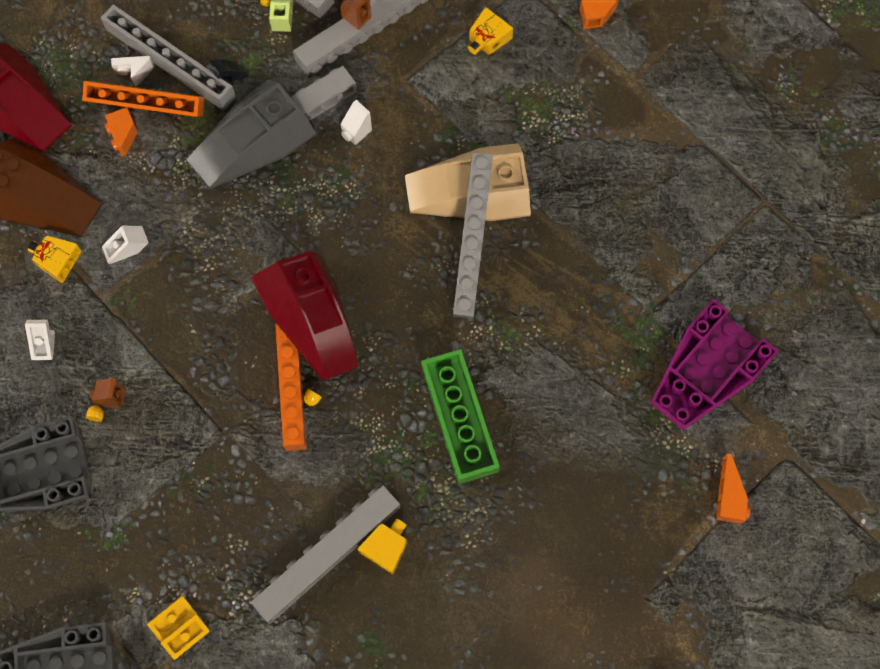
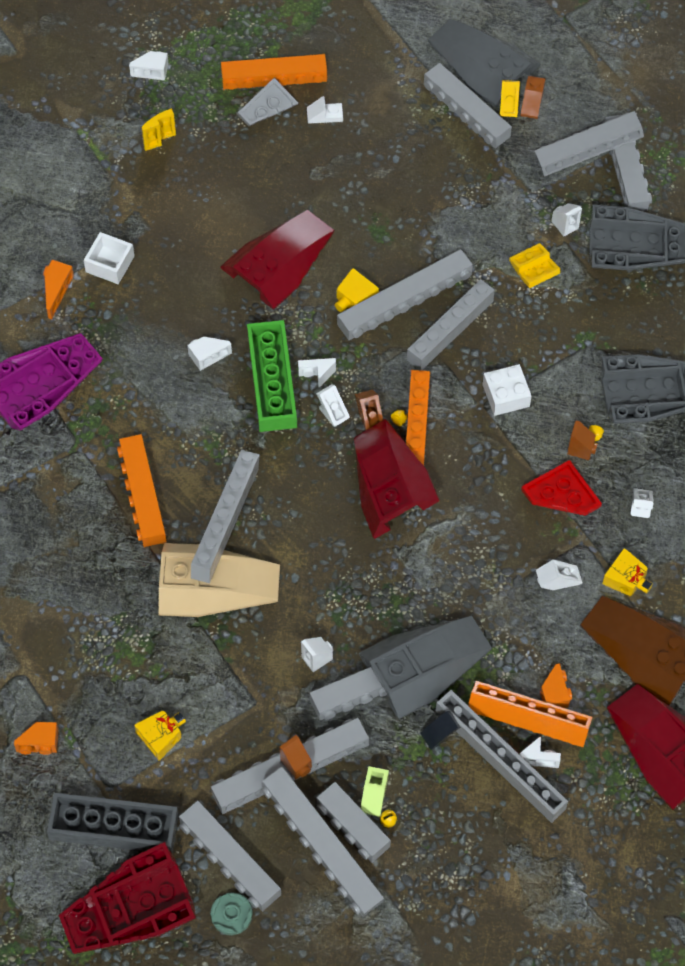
camera: 170 degrees left, 10 degrees down
(127, 339) = (563, 491): none -> red plate
(196, 446) = (506, 390): none -> white piece
(267, 520) = (450, 325): none -> light grey brick
(345, 396) = (369, 408): none -> dark orange slope
(386, 394) = (332, 405): none -> white slope
(406, 440) = (322, 367): none -> white slope
(483, 585) = (280, 257): none -> dark red wedge
(538, 439) = (208, 351): none -> white slope
(568, 265) = (142, 490): none -> orange brick
(680, 537) = (109, 258): none -> white piece

